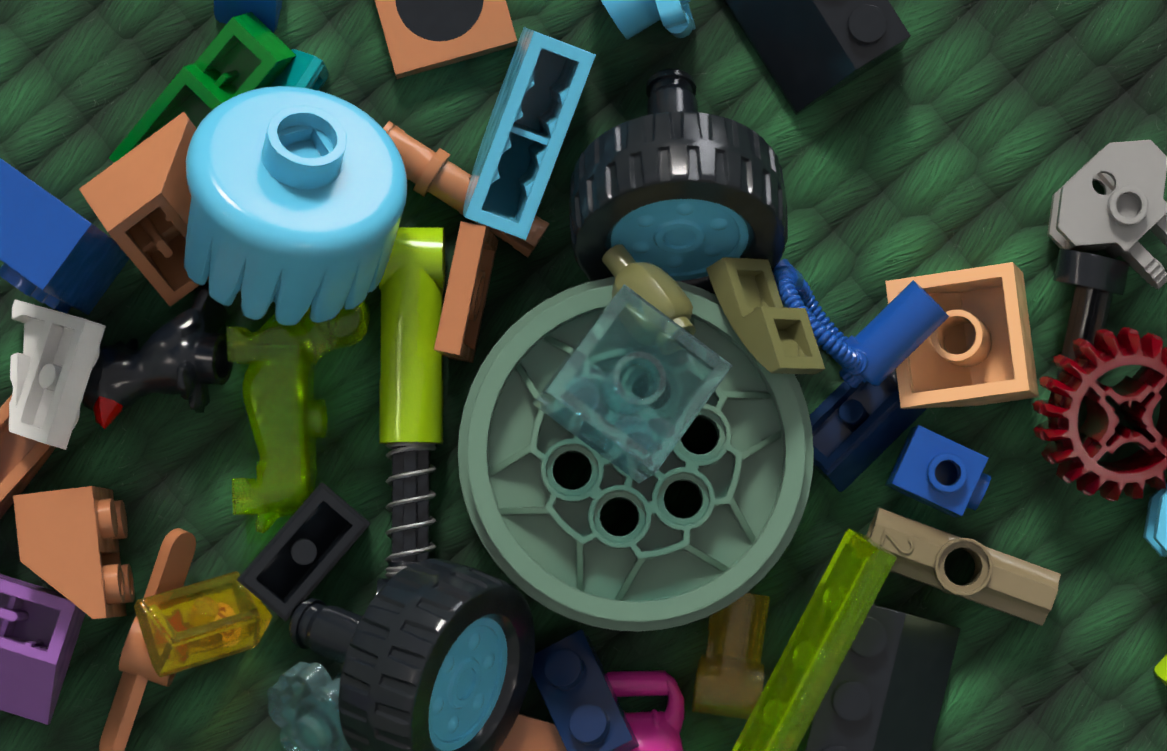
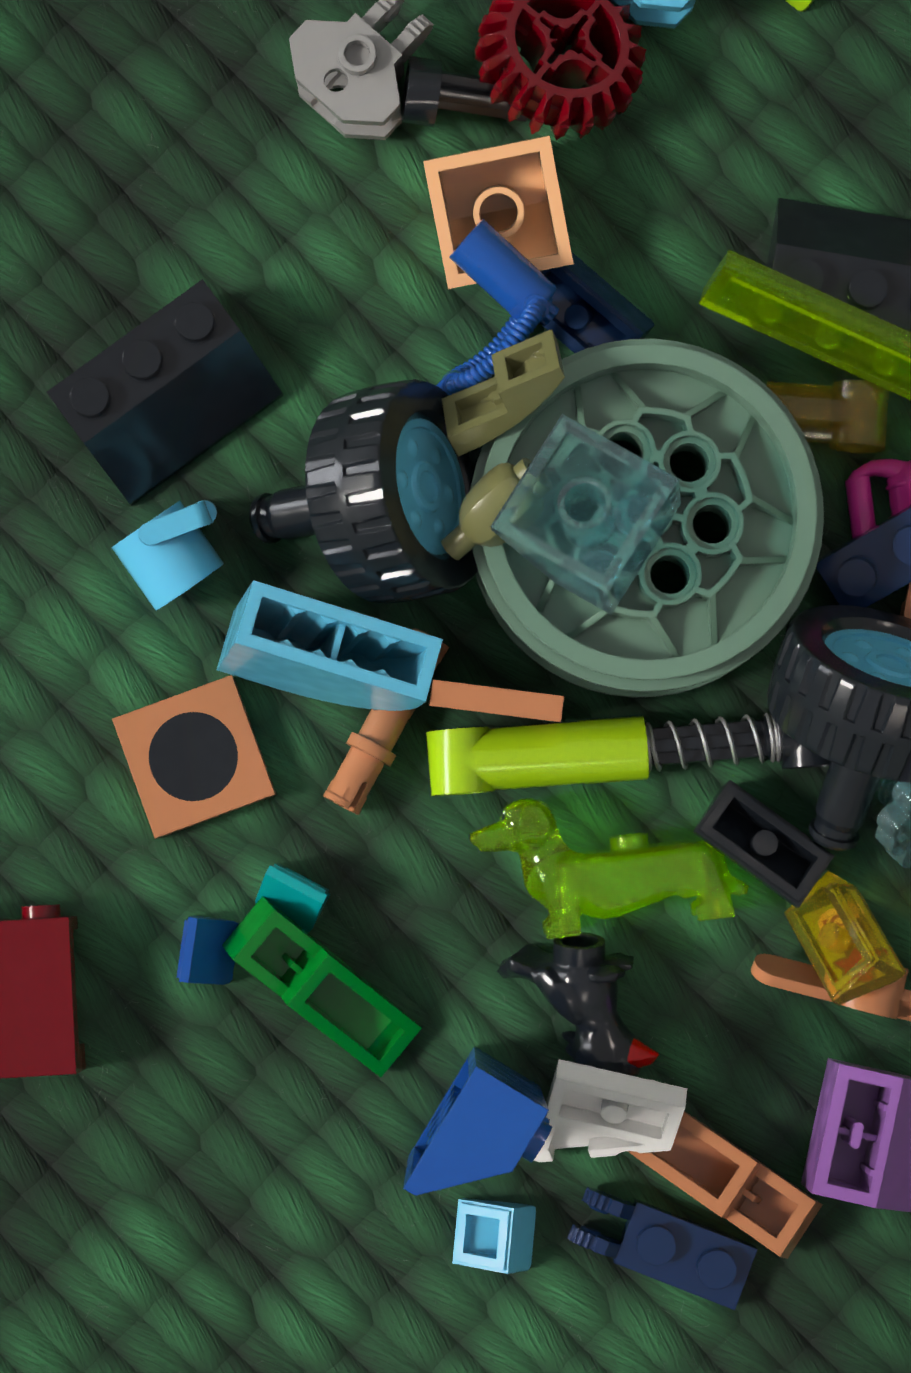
camera: 90 degrees left, 0 degrees up
(74, 546) = (783, 1074): nougat slope -> none
(147, 206) = (432, 1006): nougat slope -> none
(291, 203) = (422, 877): medium azure piece -> none
(939, 472) = (630, 226): blue brick -> none
(998, 578) = (729, 165): dark tan piece -> none

